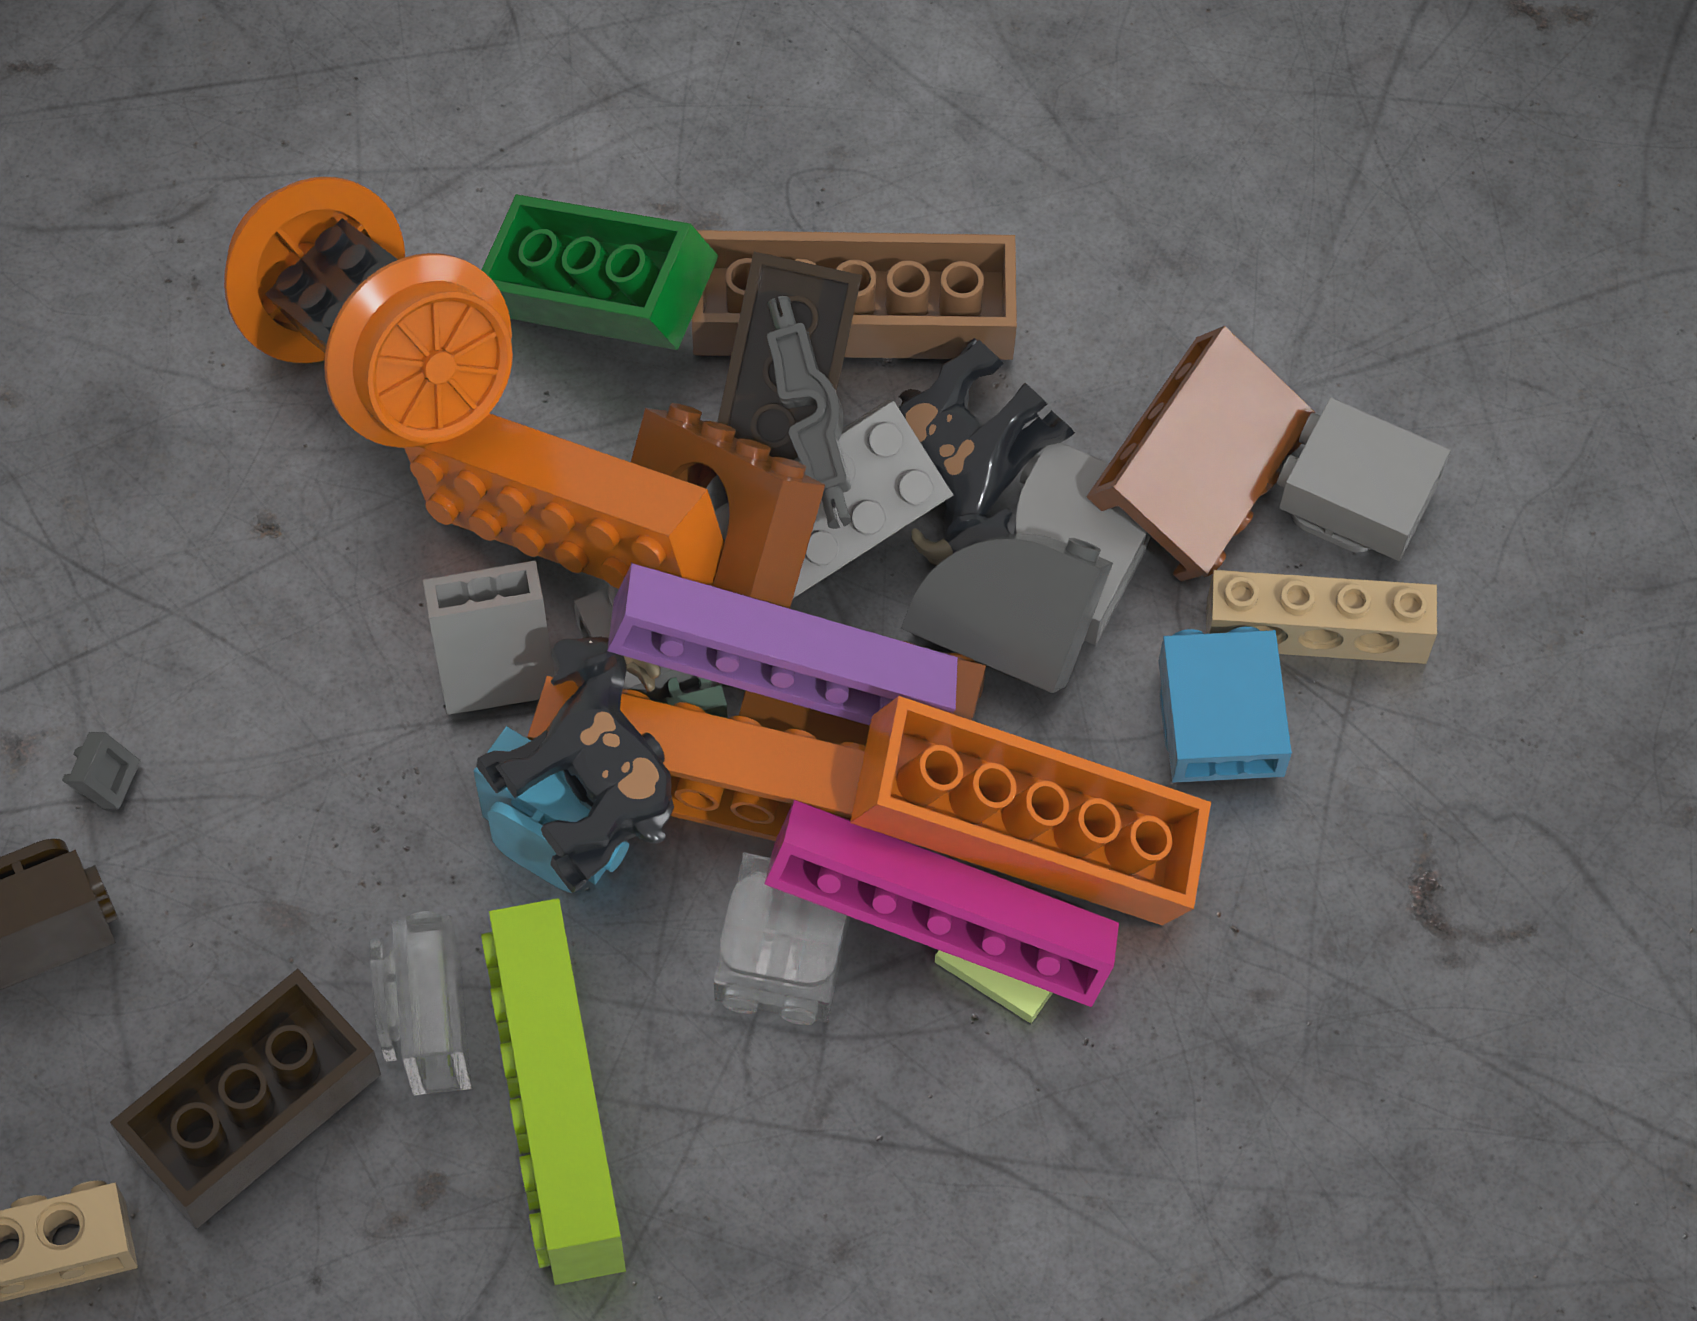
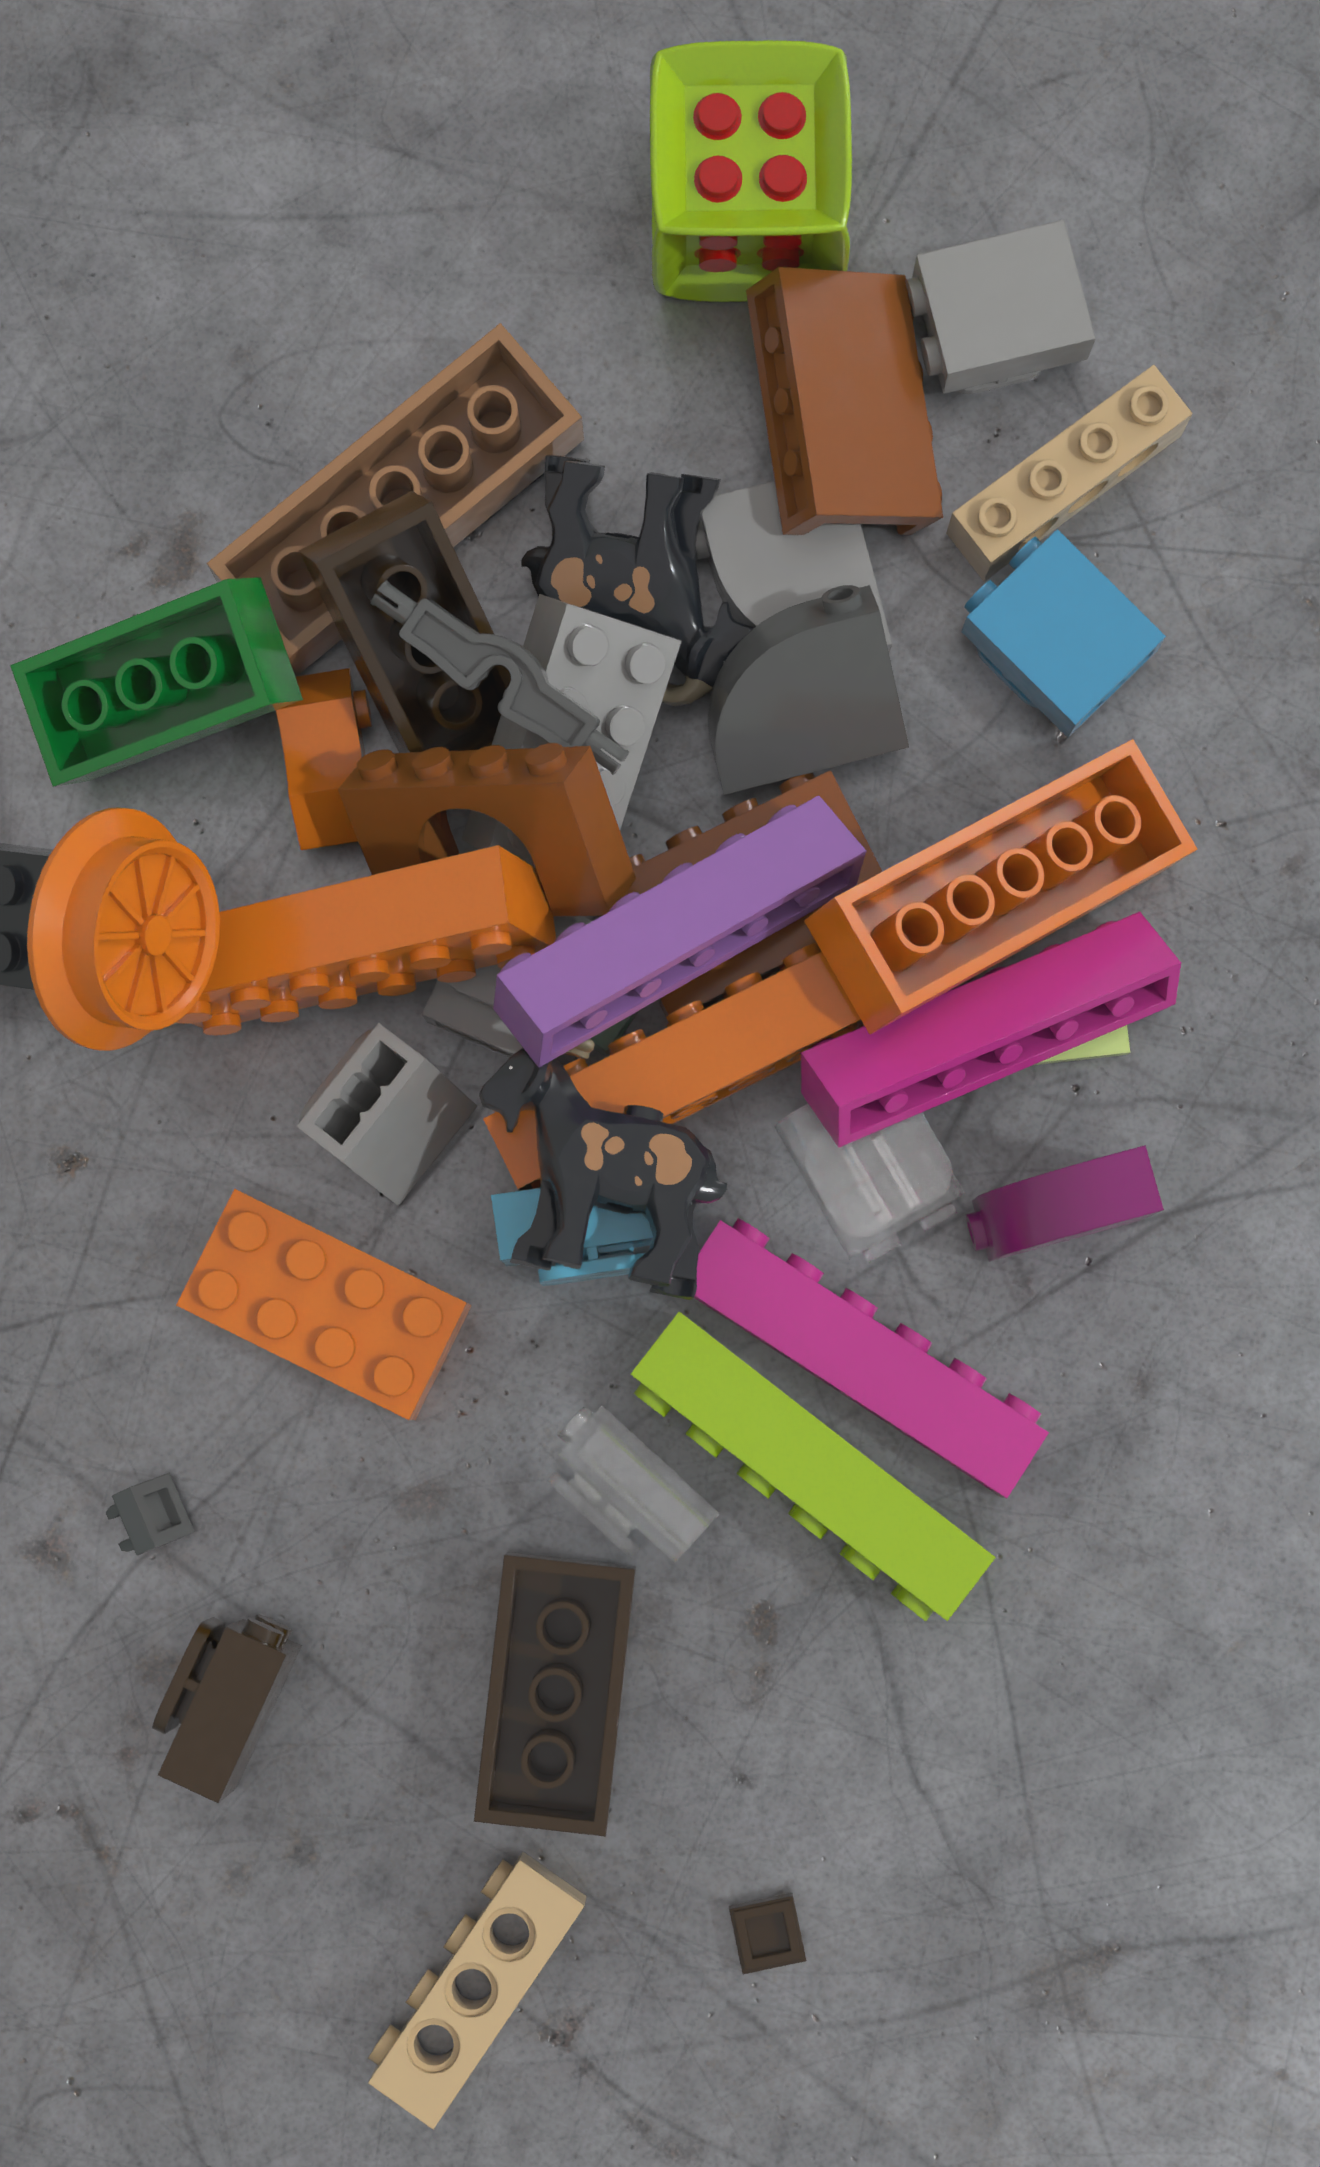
camera: 35 degrees left, 20 degrees up
(340, 733) = (324, 1305): none -> orange brick
(661, 1064) = (865, 1359): none -> dark pink brick
(668, 378) = (320, 751): none -> orange brick
(891, 1060) = (1065, 1204): none -> magenta brick
(1263, 252) = (747, 164): none -> lime piece

